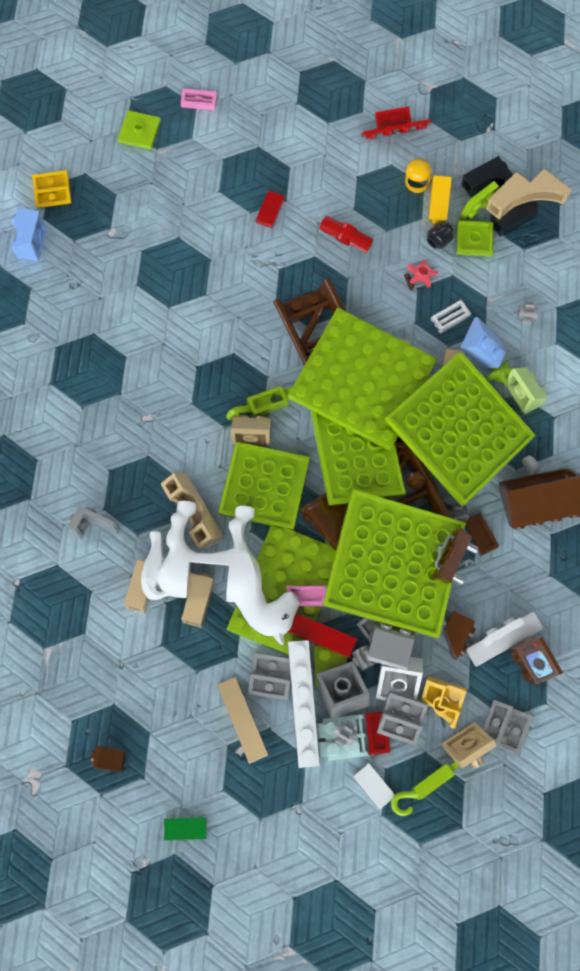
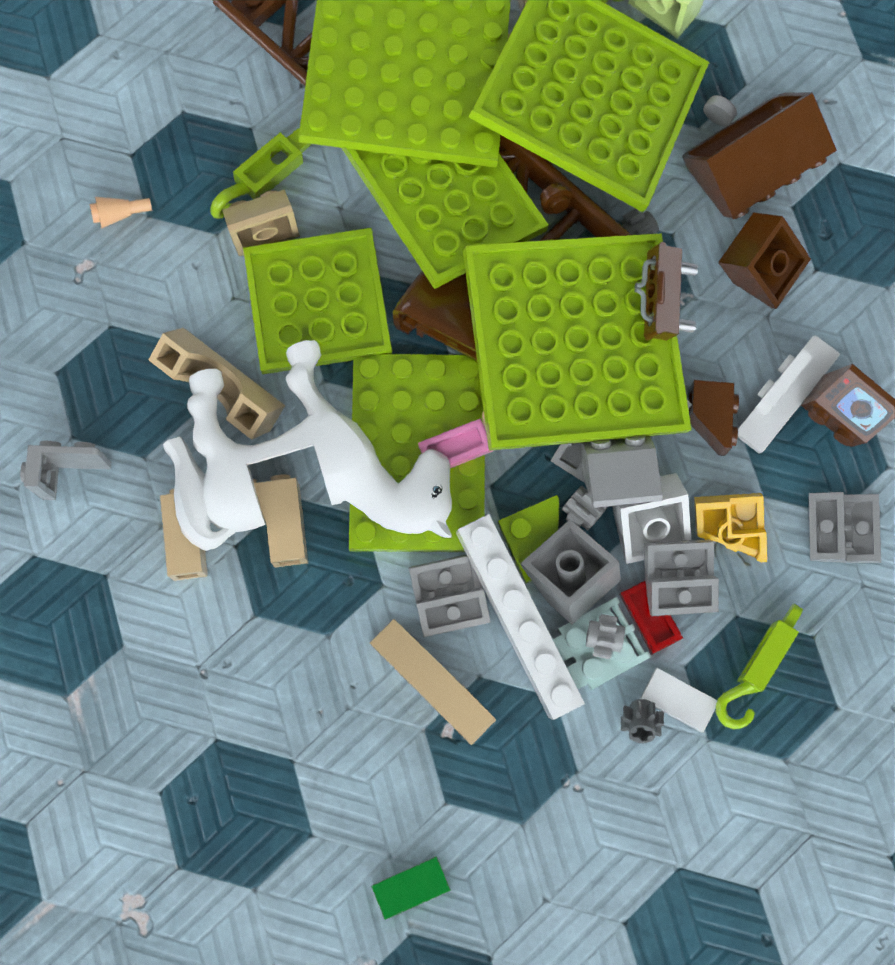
camera: 20 degrees left, 5 degrees up
(108, 759) = (243, 830): reddish brown slope -> none
(173, 393) = (112, 210): none -> light nougat cone
(322, 635) = (506, 499): red tile -> none
(348, 789) = (642, 721): none -> dark grey gear
(469, 746) = (802, 578): tan tile -> none
(481, 534) = (694, 248): reddish brown tile -> none
(522, 558) = (765, 258): none -> reddish brown slope

